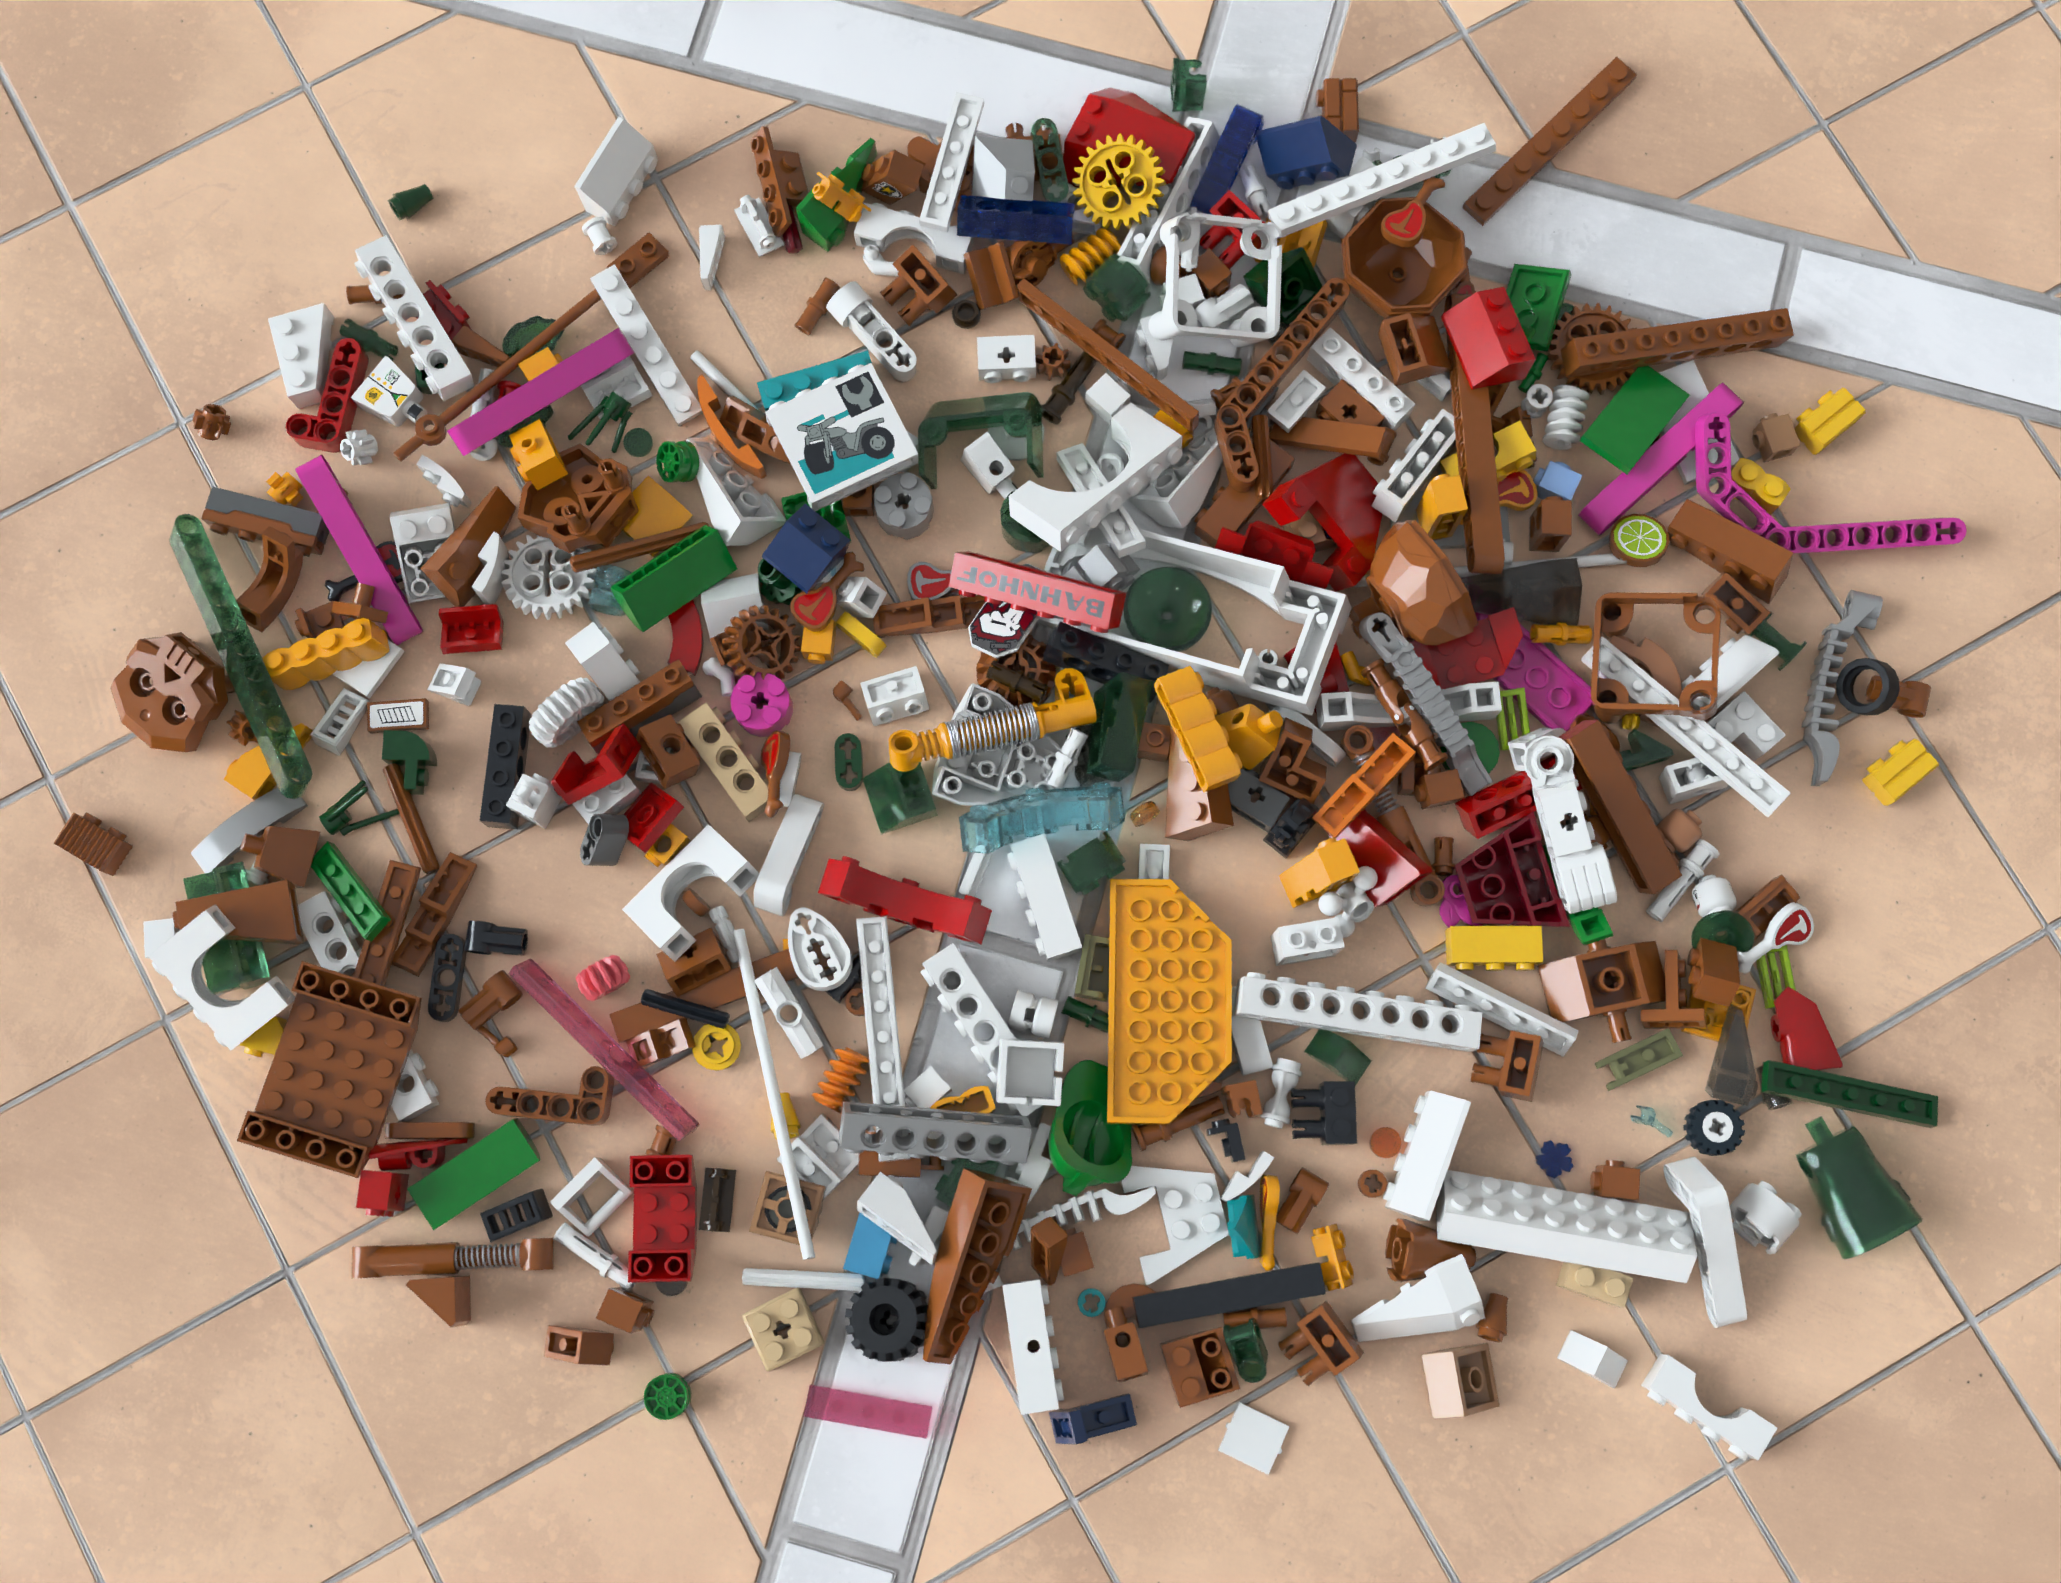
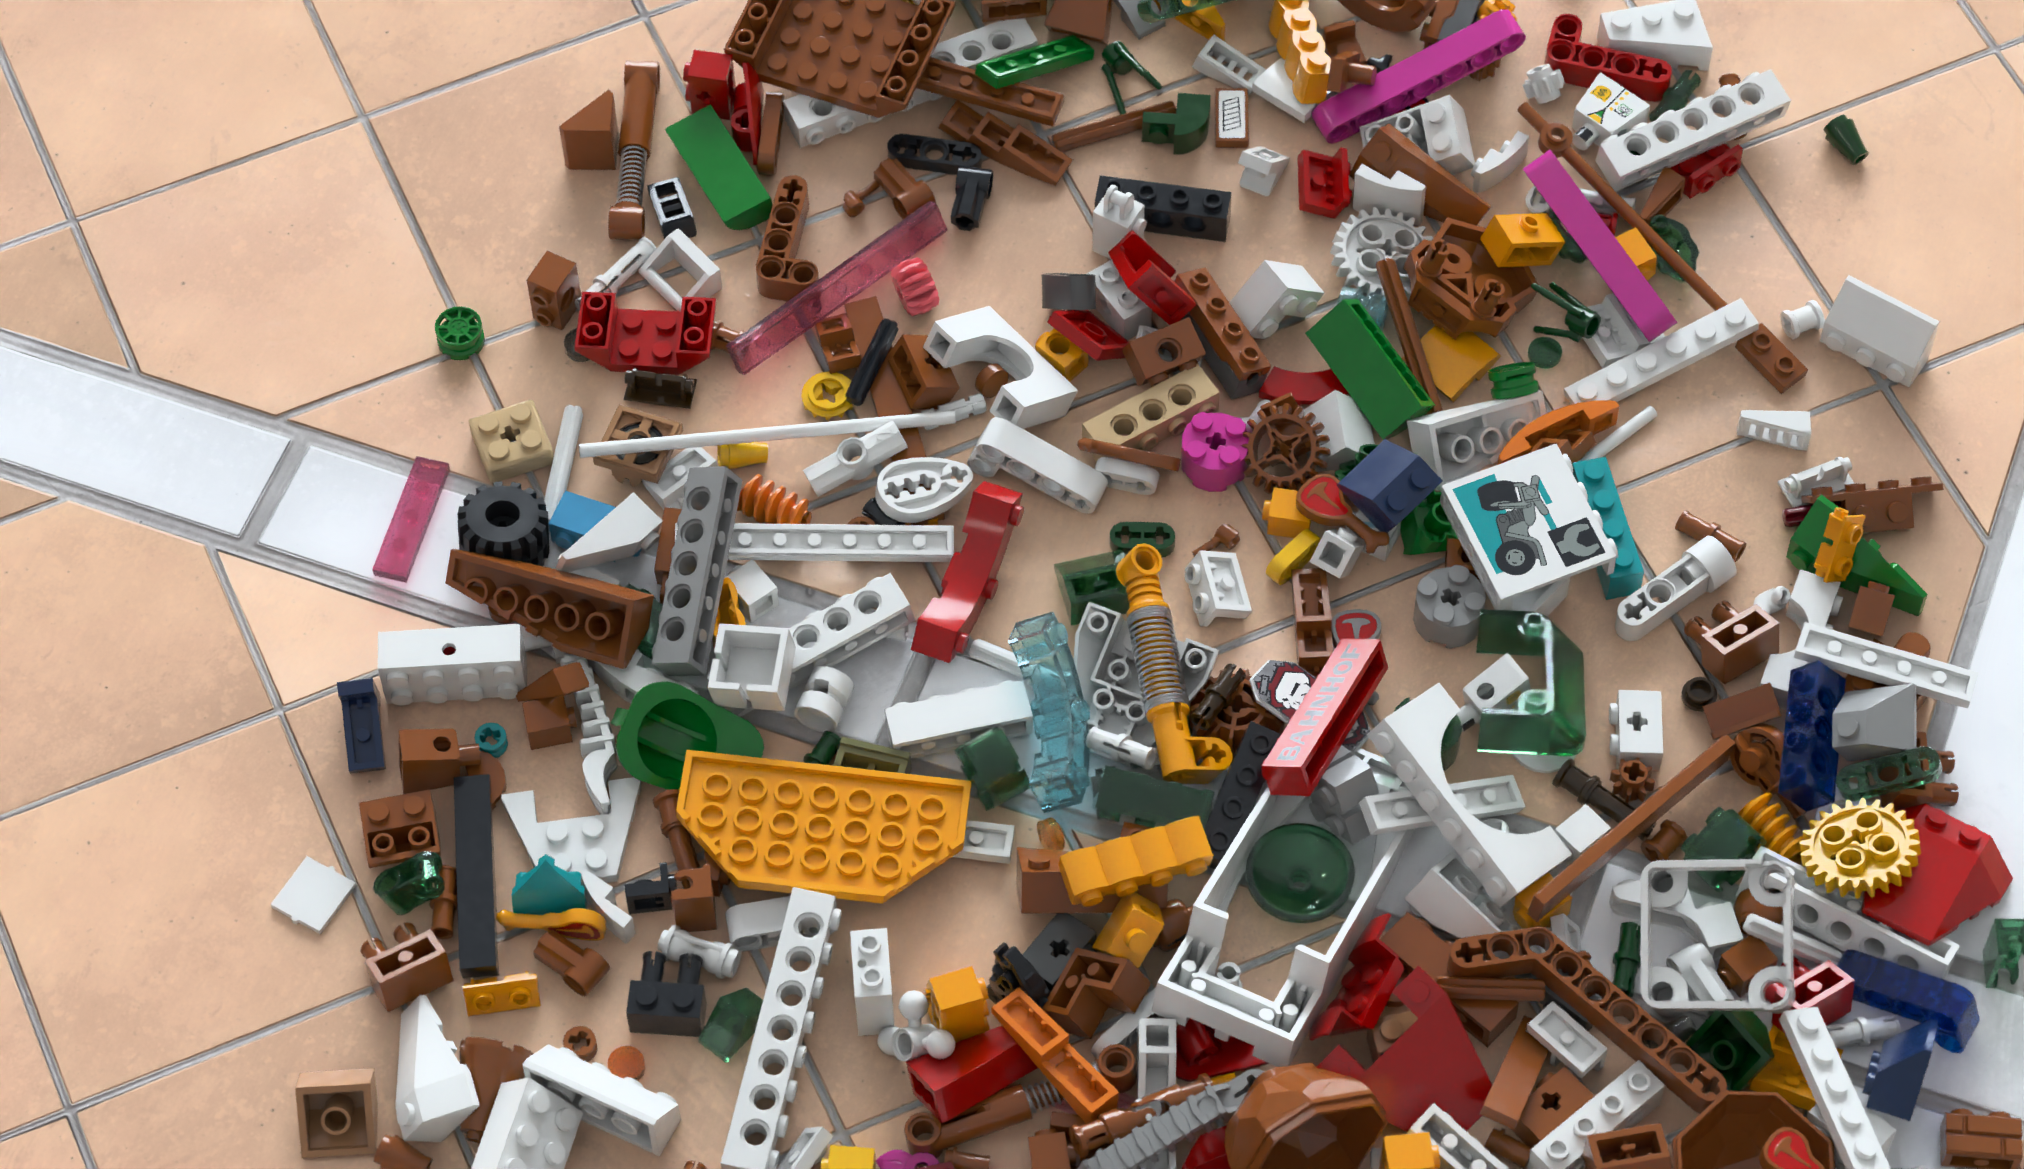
camera: 95 degrees right, 20 degrees down
(558, 715) = (1215, 247): white gear -> none
(579, 1345) = (522, 254): dark orange slope -> none

